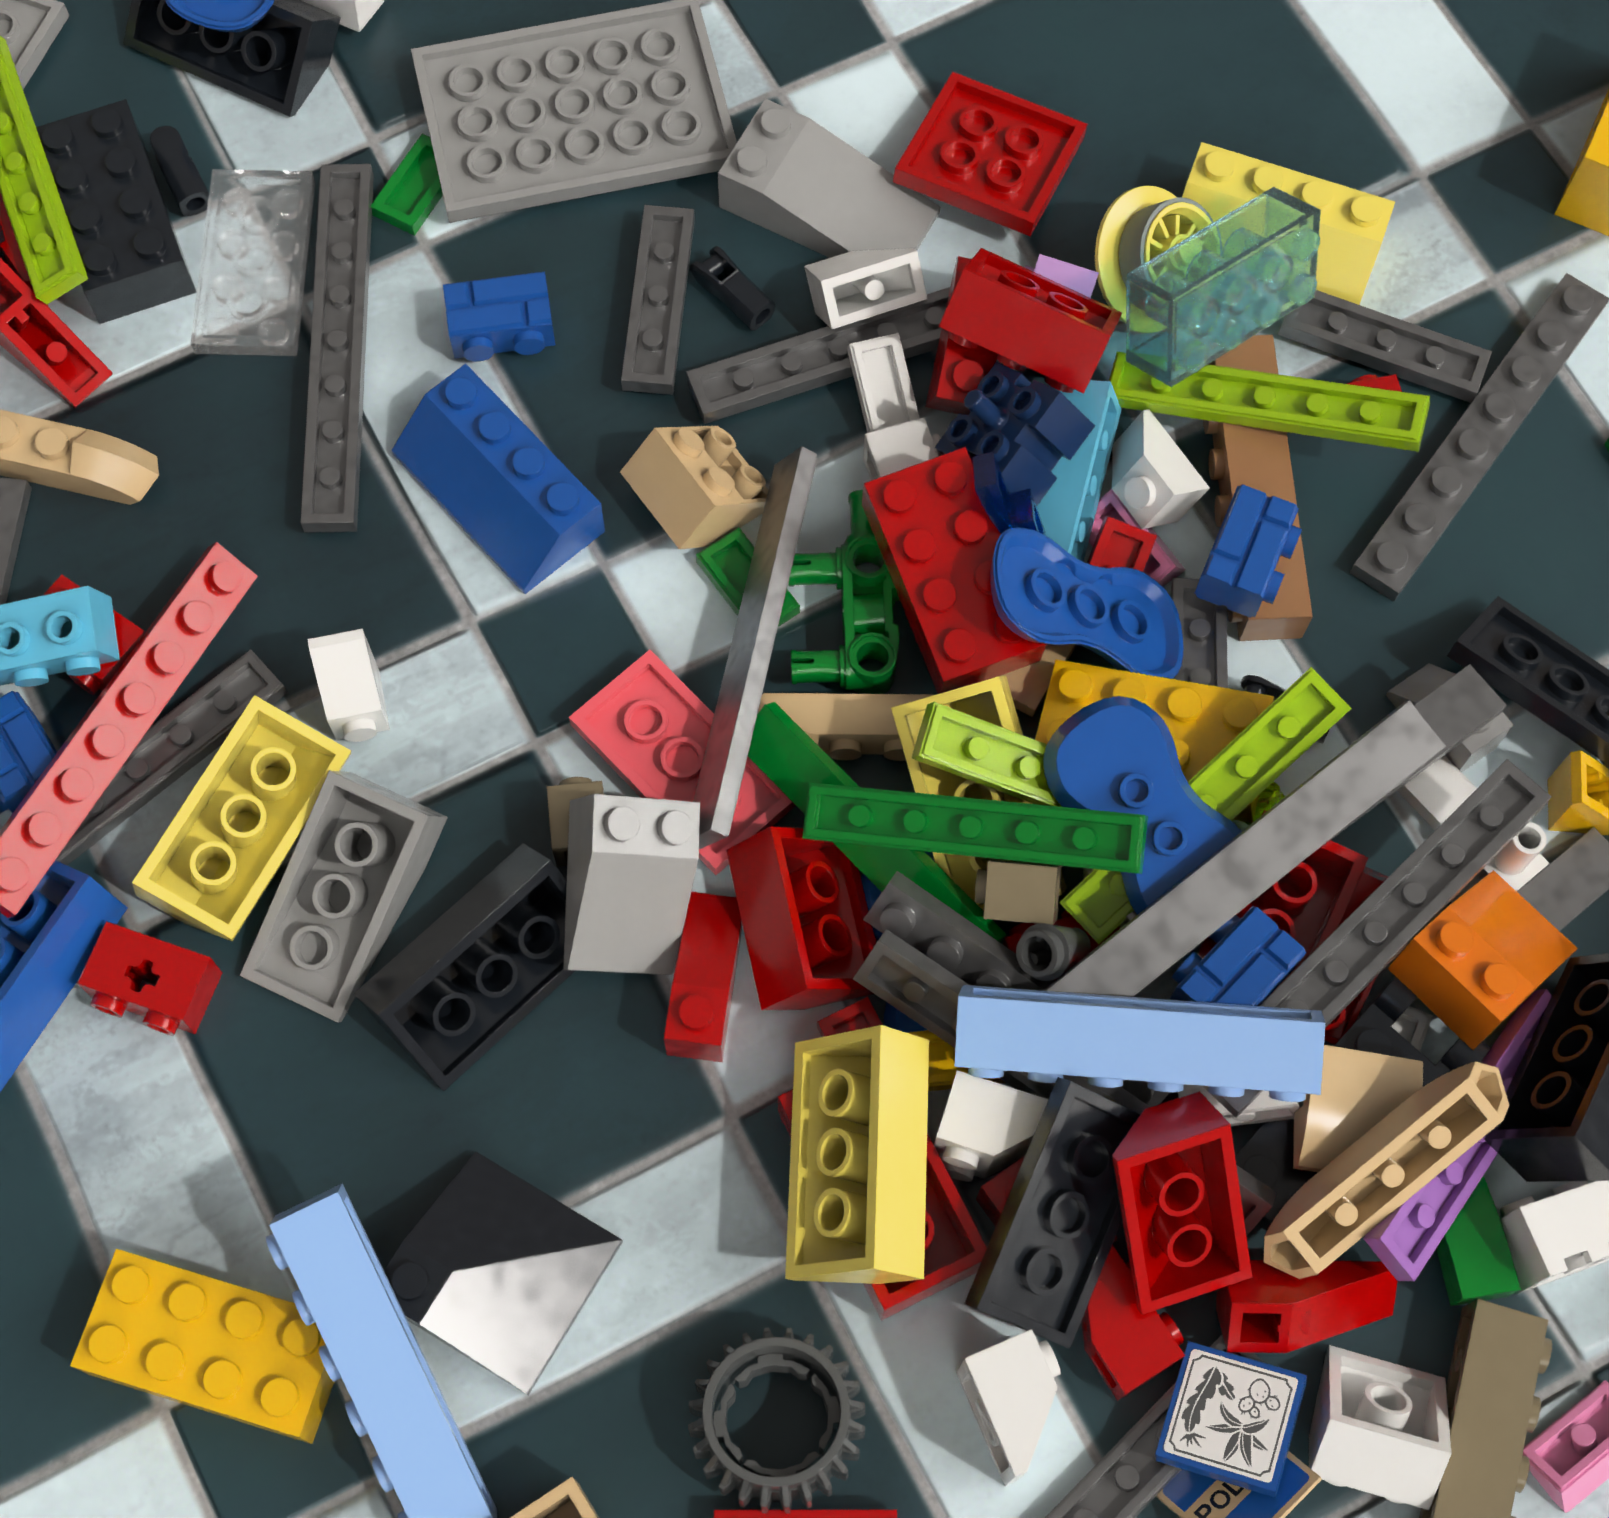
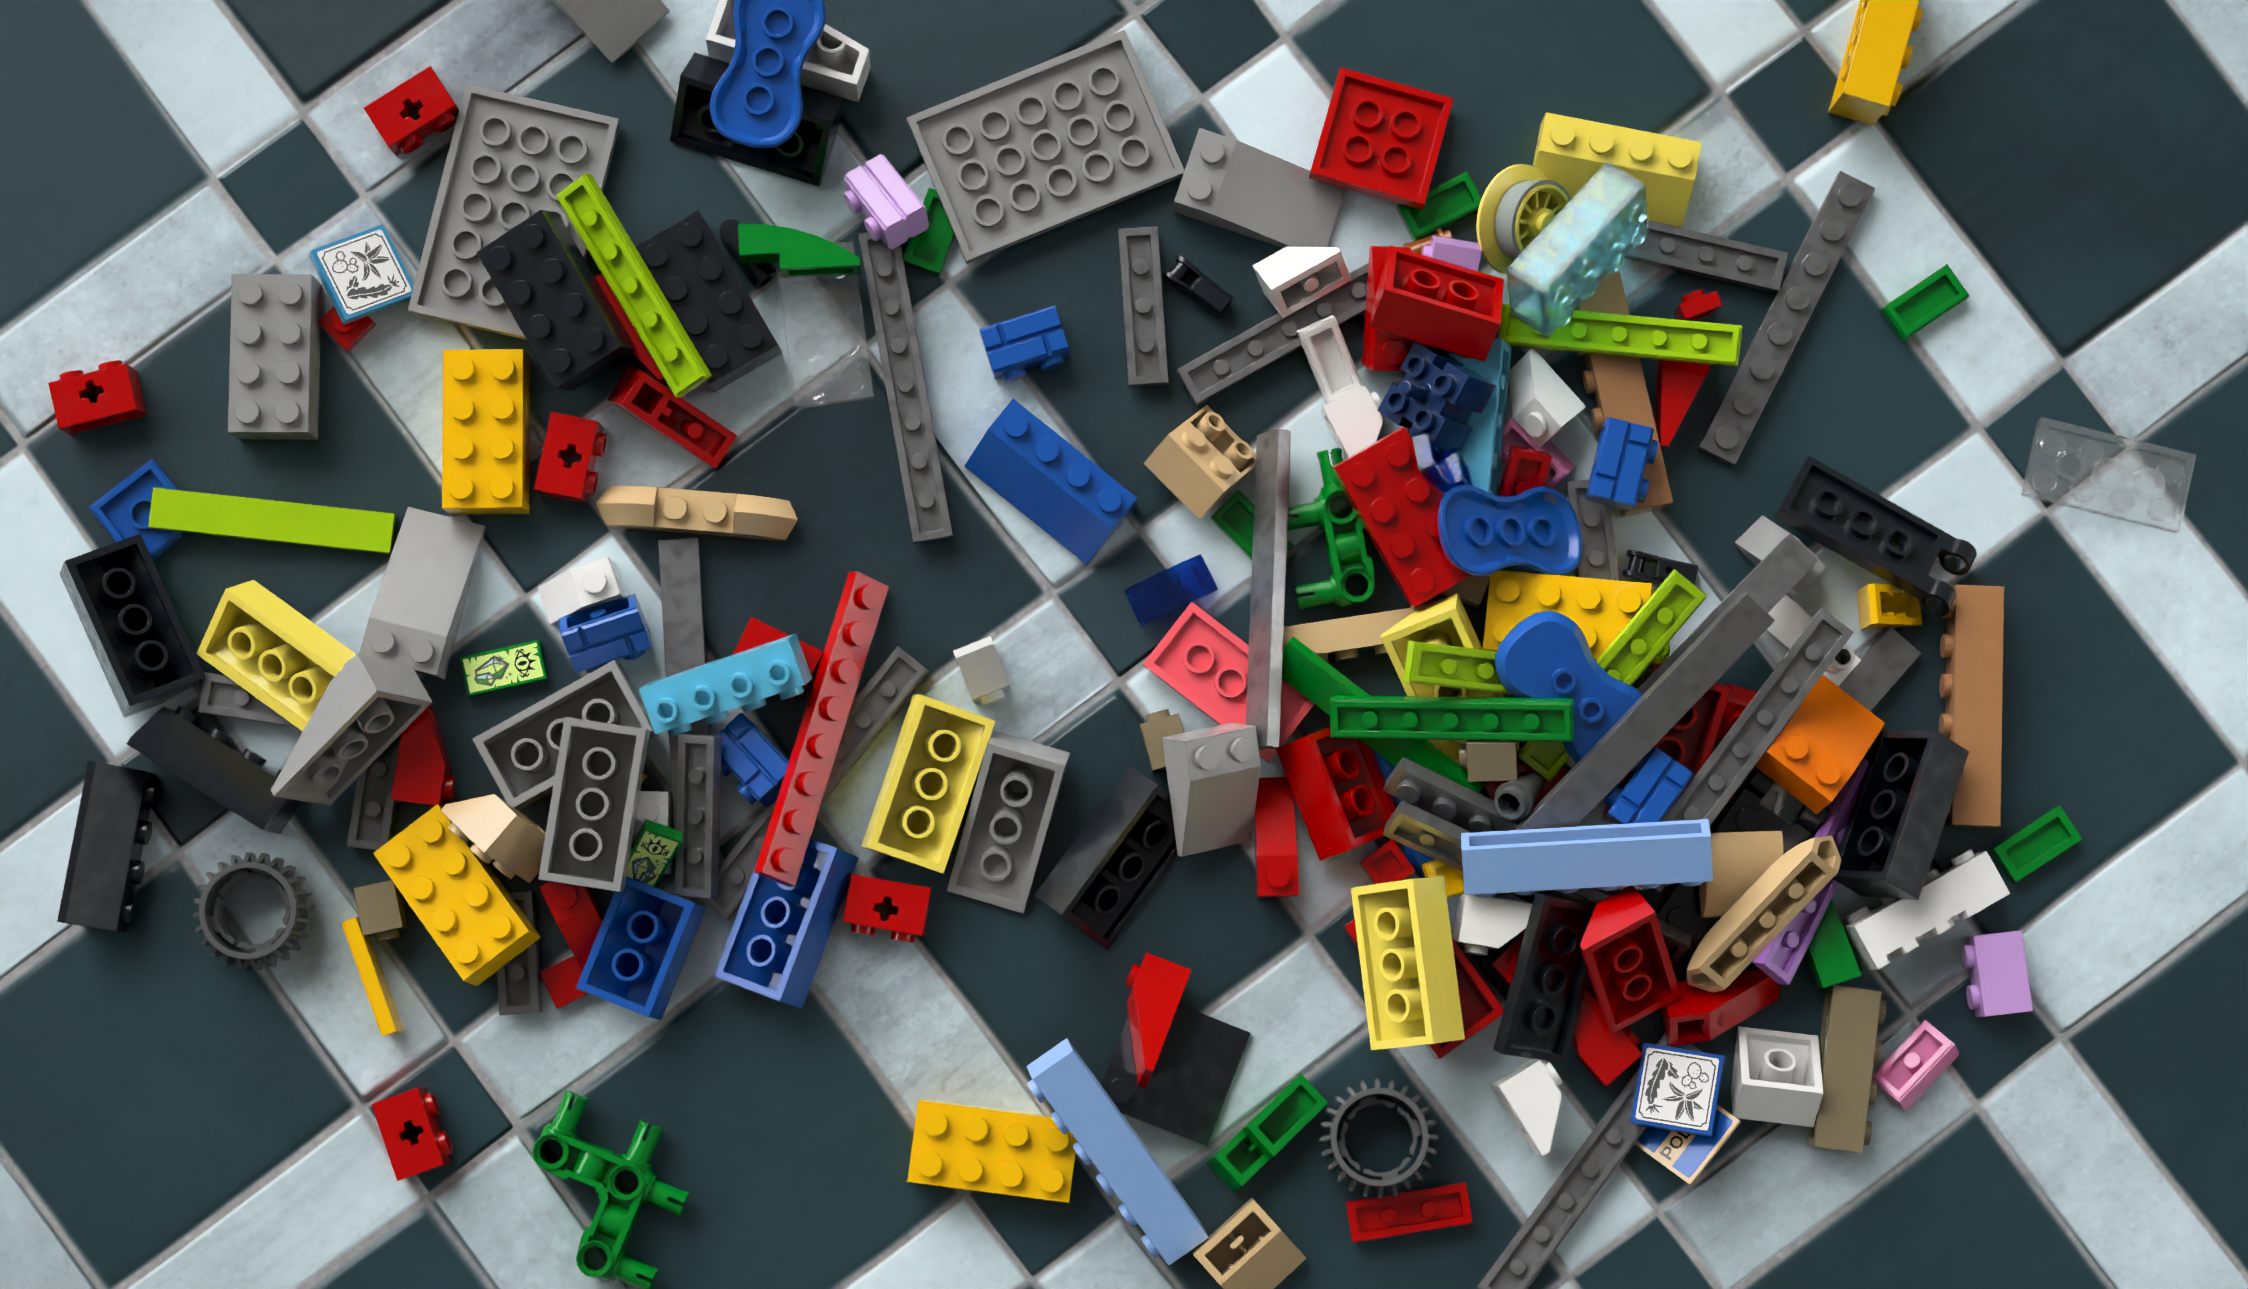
camera: 10 degrees left, 15 degrees up
(232, 161) = (797, 251): none -> green slope
(360, 130) = (885, 202): none -> lavender brick
(491, 1164) = (1151, 1008): none -> red slope
(615, 1387) = (1267, 1132): none -> green slope
(625, 632) = (1170, 590): none -> clear blue slope
(1063, 238) = (1442, 207): none -> green tile
(1333, 483) = (1675, 390): none -> red slope

